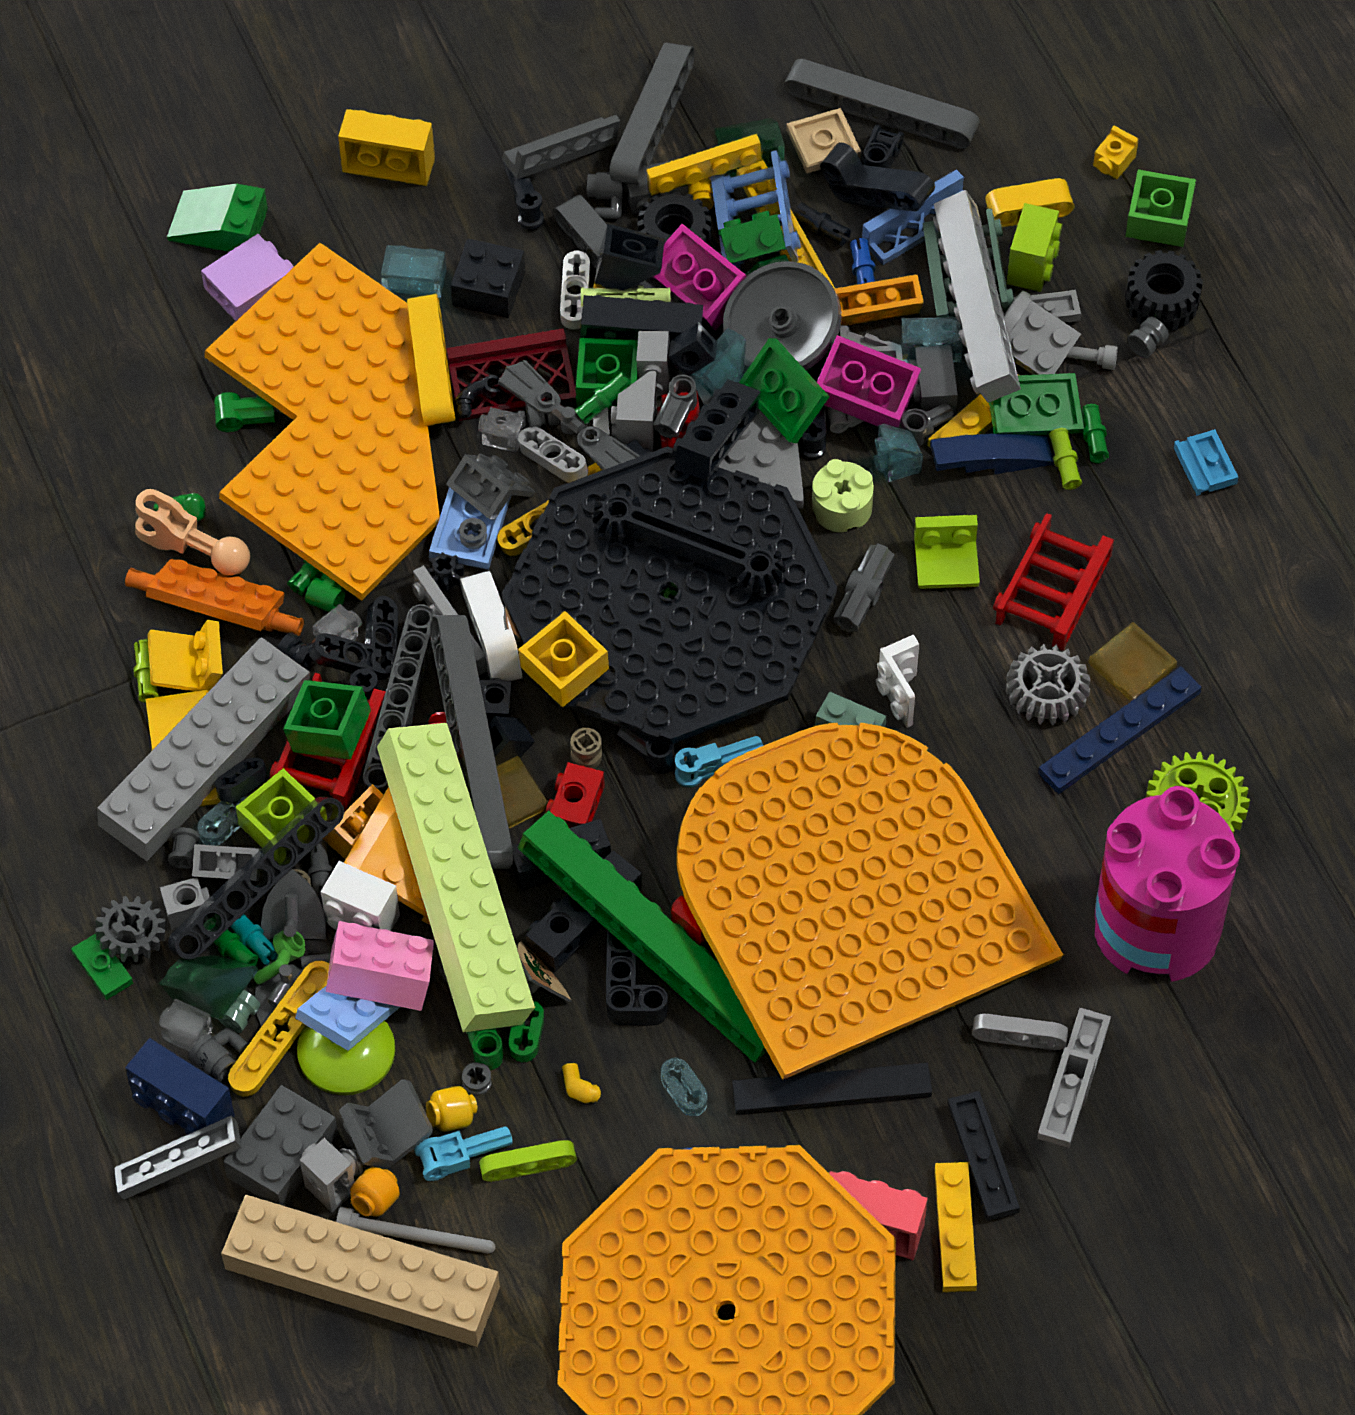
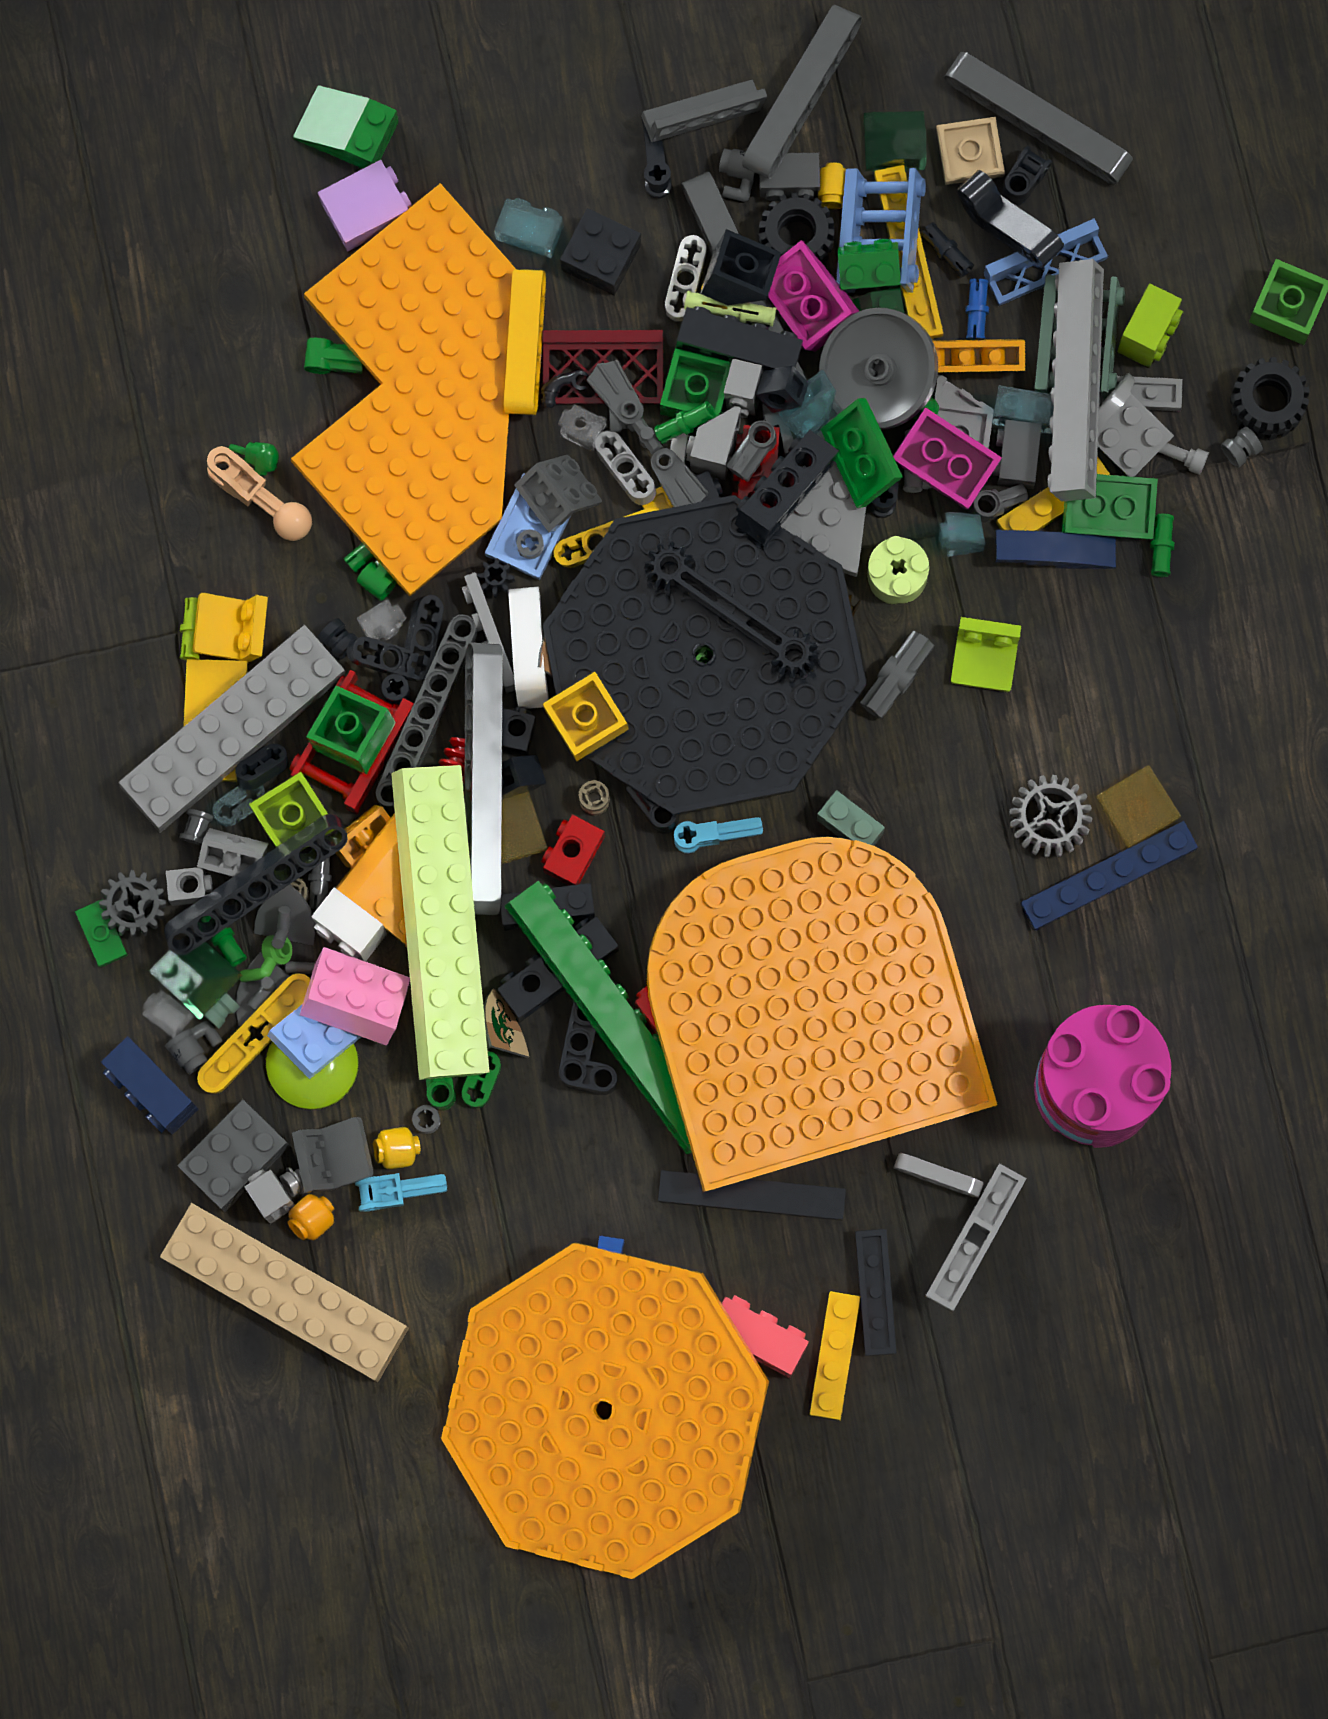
camera: 15 degrees right, 20 degrees up
(177, 1157) = (137, 1151): dark grey plate -> none
(216, 596) = (271, 562): orange plate -> none
(252, 937) = (245, 934): teal pin -> none
(348, 1217) = (285, 1241): light grey piece -> none
(386, 147) = (527, 80): yellow brick -> none
(527, 1160) = (457, 1213): lime beam -> none
(578, 1088) = (517, 1148): yellow arm -> none
(690, 1083) = (622, 1163): clear light blue beam -> none
(704, 164) = (848, 169): yellow plate -> none
(895, 669) = (912, 772): white bracket -> none
(1009, 201) = (1160, 266): yellow beam -> none
(1065, 458) = (1127, 568): lime pin -> none
(1072, 603) = (1112, 707): red fence -> none
(1115, 152) = (1258, 235): yellow brick -> none
(1205, 777) = (1177, 944): lime gear -> none
(1206, 462) = (1264, 600): dark azure plate -> none

